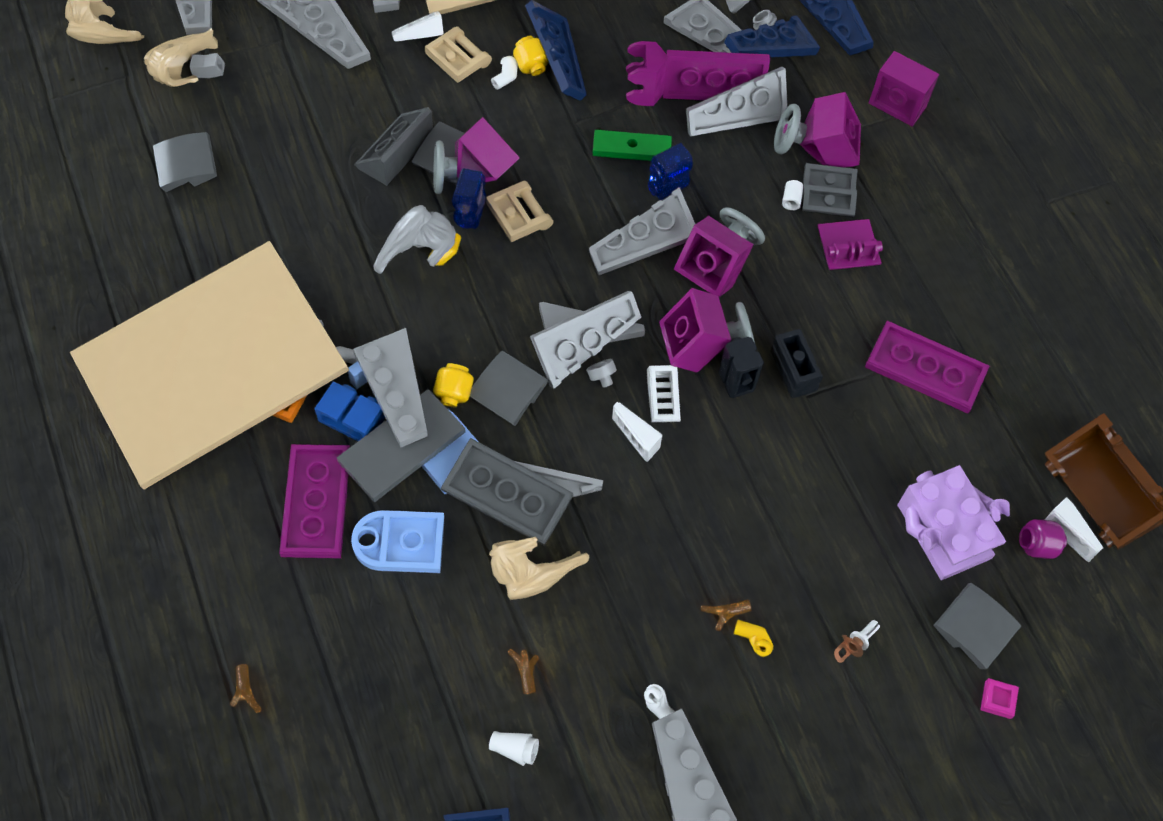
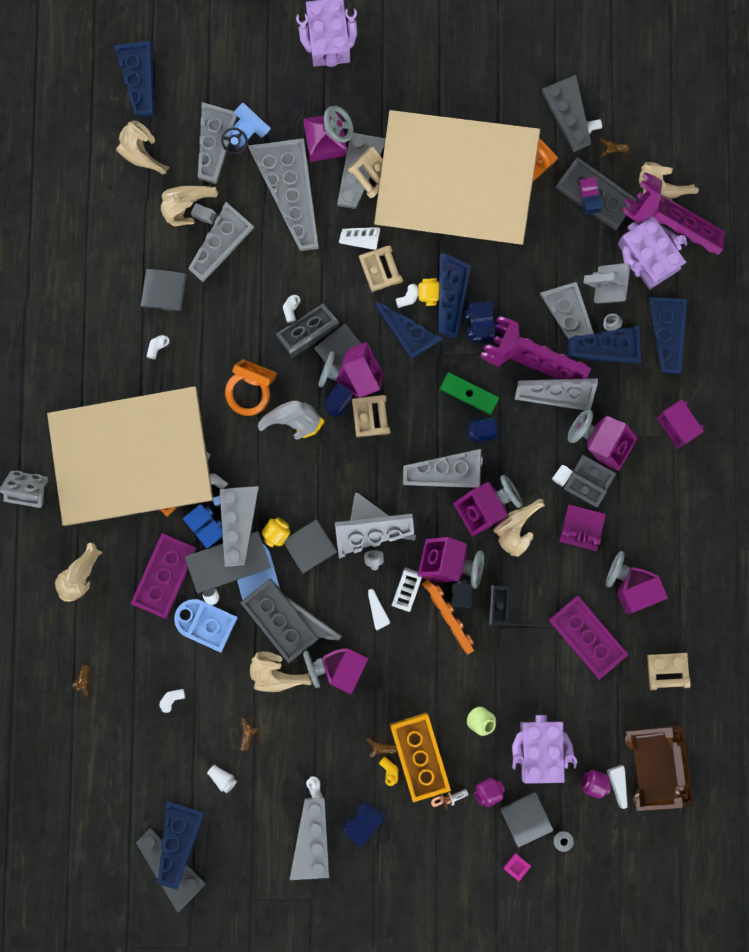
camera: 25 degrees right, 20 degrees up
(65, 460) = (24, 489): none -> light grey bracket
(180, 551) = (72, 582): none -> tan hair
(198, 223) = (156, 344): none -> white arm
(244, 80) = (224, 237): none -> light grey wing
(346, 208) = (253, 375): none -> orange tile
(360, 129) = (289, 307): none -> white arm
(388, 662) = (168, 699): none -> white arm
(395, 499) = (211, 596): none -> white hinge
(526, 109) = (412, 337): none -> dark blue wing
(607, 67) = (481, 322): none -> clear blue brick
(621, 516) = (341, 666): none -> magenta piece
(735, 400) = (446, 612): none -> orange wing
(754, 725) = (363, 824): none -> clear blue brick
(764, 270) = (509, 529): none -> tan hair
(789, 596) = (420, 757): none -> light orange brick
(848, 515) = (481, 721): none -> yellowish green head
(908, 607) = (489, 792): none -> magenta head
(959, 277) = (638, 586): none -> magenta piece
(1037, 640) = (557, 839): none -> light grey plate
(1045, 360) = (665, 665): none -> tan plate

